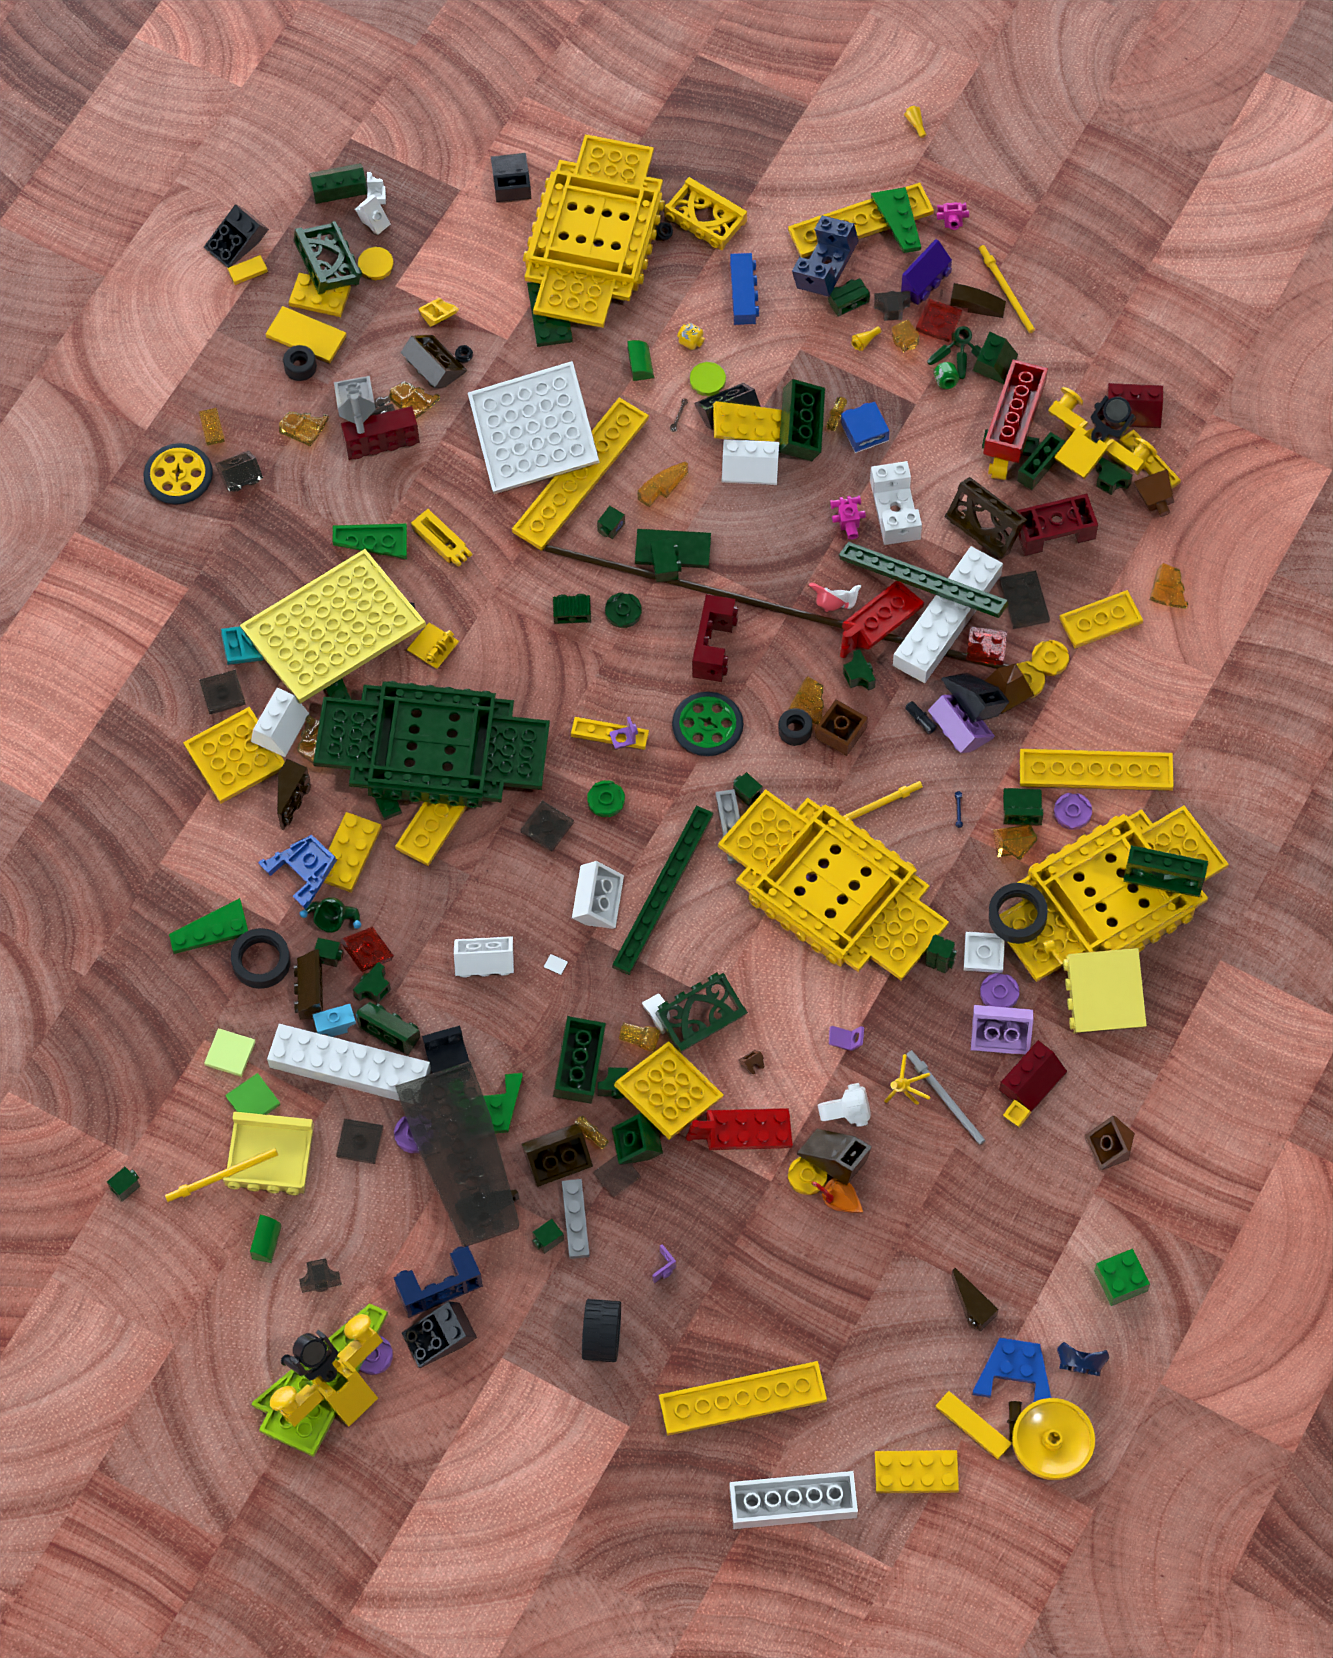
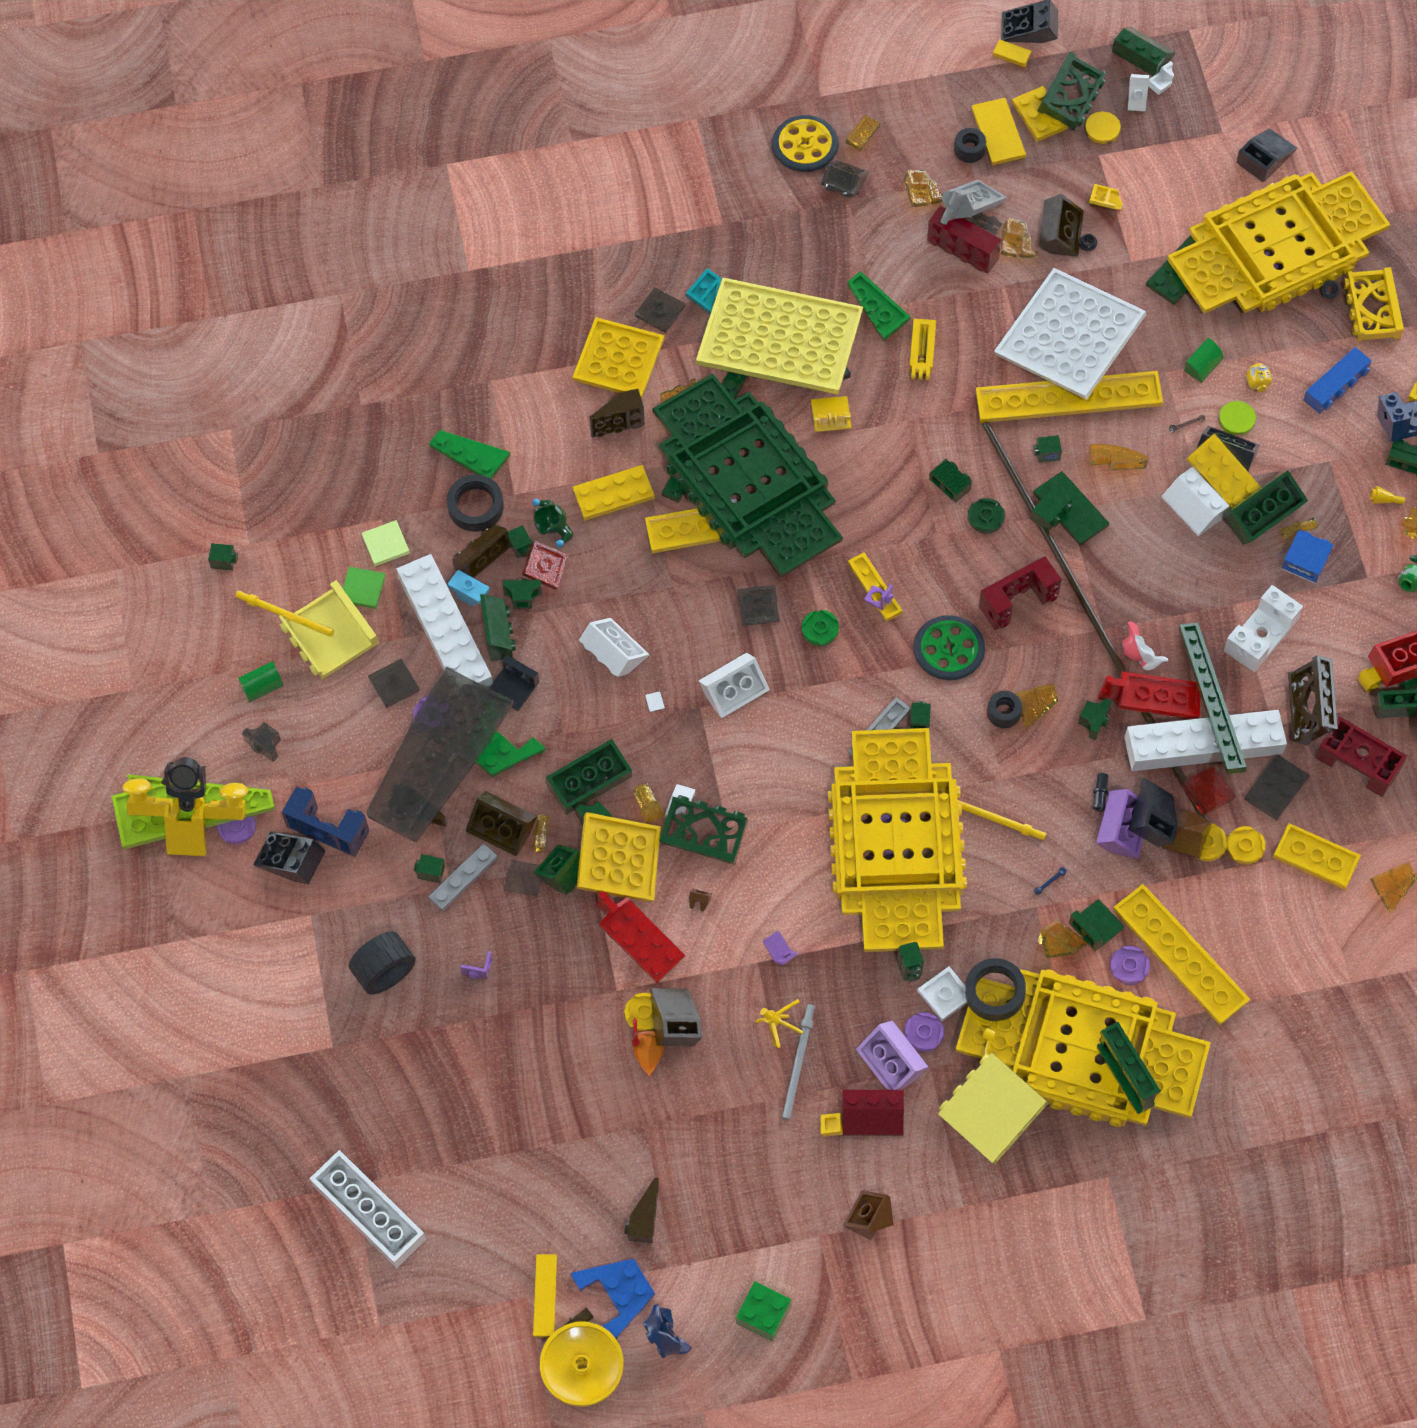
camera: 50 degrees right, 0 degrees up
(280, 723) = (668, 364): white slope -> none
(309, 861) = (577, 474): wing -> none
(662, 890) = (781, 725): dark green plate -> none
(742, 1398) = (421, 1109): yellow plate -> none
(841, 727) = (1034, 741): reddish brown brick -> none
(848, 515) = (1220, 604): dark pink piece -> none
(852, 1106) = (725, 998): white piece -> none
(916, 1471) = (471, 1283): yellow plate -> none

